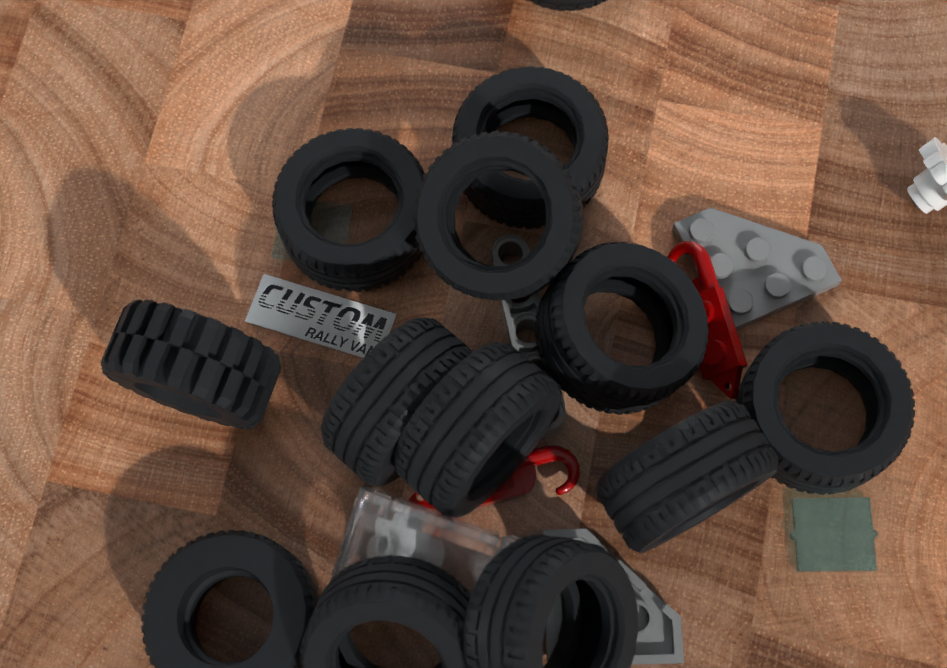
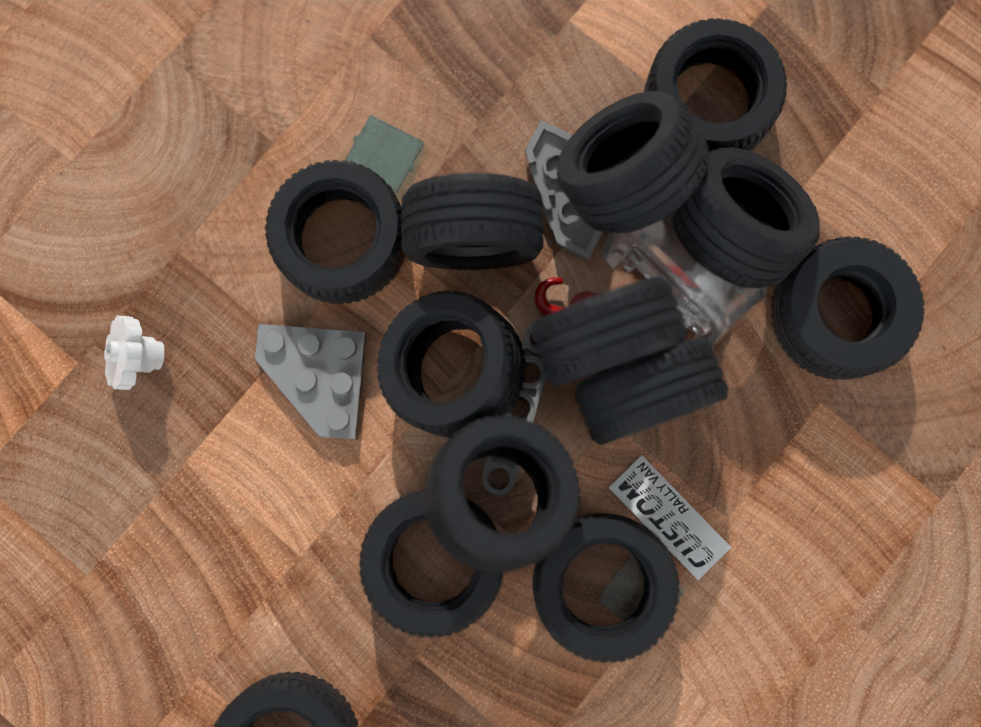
camera: 155 degrees left, 10 degrees up
(191, 363) = (805, 508): black tyre -> none
(724, 352) = (379, 314): red plate -> none

